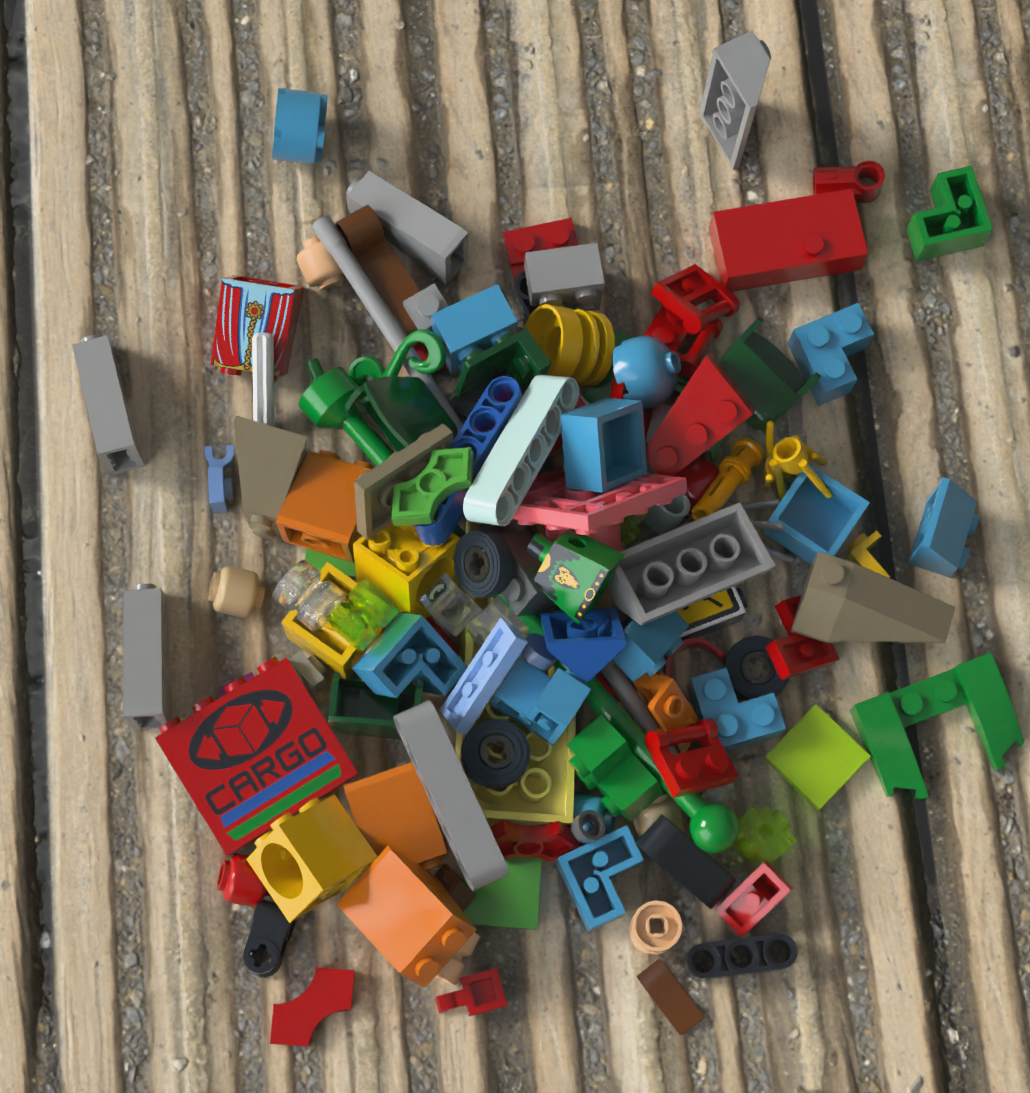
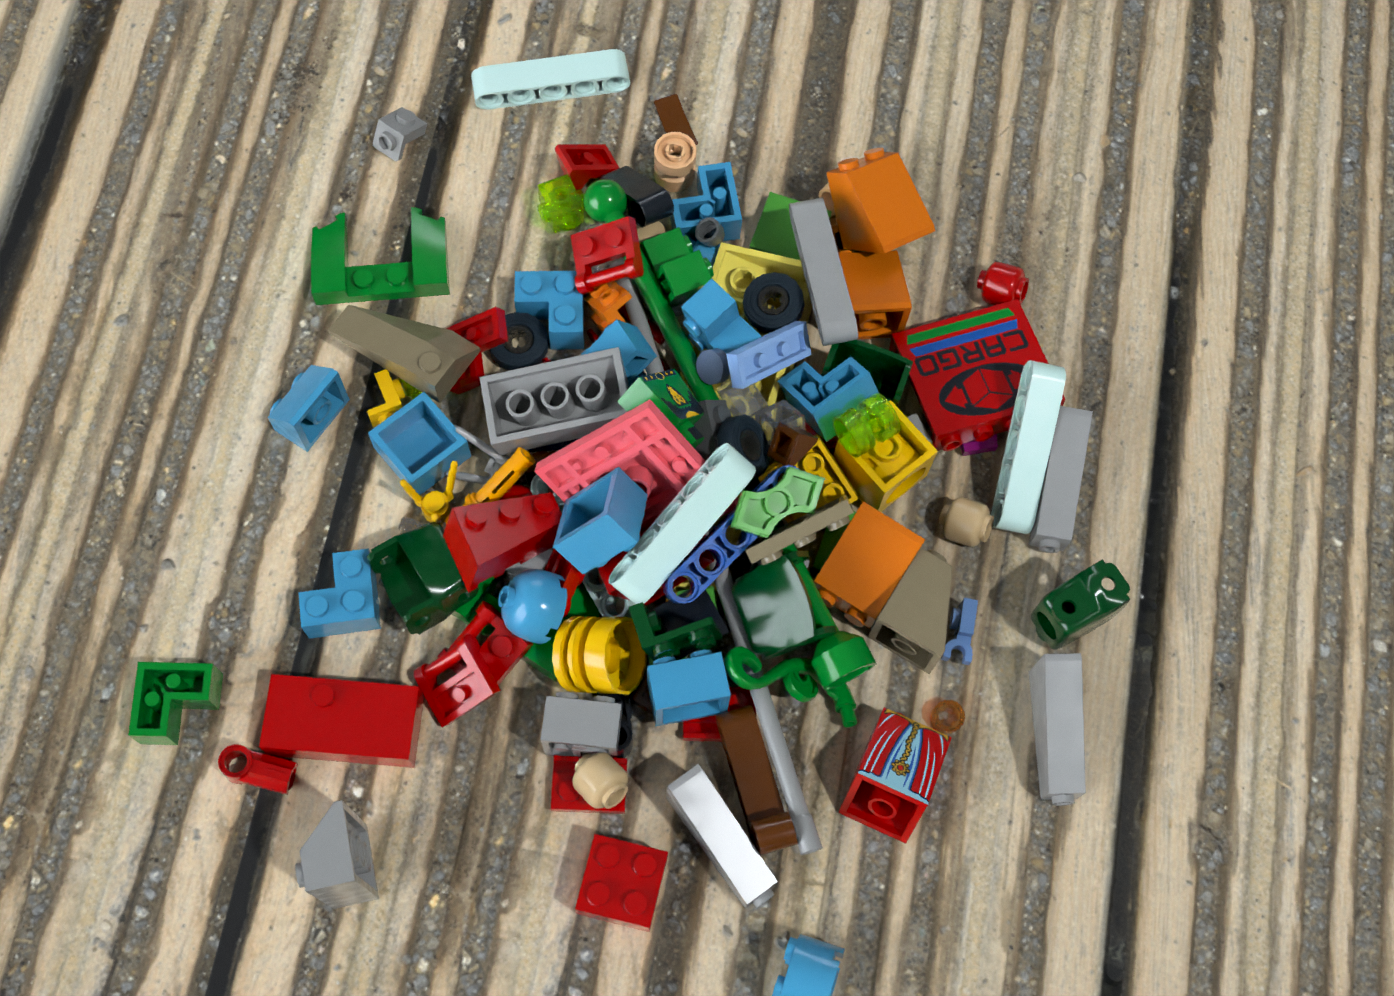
camera: 165 degrees left, 5 degrees down
(106, 514) = (1080, 605): none -> dark green piece
(185, 674) = (1028, 447): none -> light aqua beam
(226, 402) = (954, 725): none -> clear orange bush
(263, 378) = (904, 701): white axle -> none
(267, 931) = (992, 239): black piece -> none
(297, 1020) = (979, 180): red tile -> none
(308, 595) = (914, 457): clear wheel -> none
(310, 856) = (947, 270): yellow brick -> none
(318, 265) = (826, 820): light nougat head -> none
(423, 305) = (727, 725): light grey plate -> none
(434, 573) = (790, 444): none -> reddish brown slope
(478, 992) = (827, 154): red plate -> none
(487, 167) = (621, 882): none -> red brick
(531, 234) = (600, 780): none -> tan head
(541, 842) = (763, 244): red tile -> none
(586, 645) = (678, 346): blue slope -> none
(758, 957) = (600, 118): black beam -> none
(792, 457) = (422, 486): yellow plant -> none
(816, 757) = (490, 261): lime tile -> none
(831, 1005) = (550, 79): none -> light aqua beam
(978, 885) = (397, 130): none -> light grey bracket

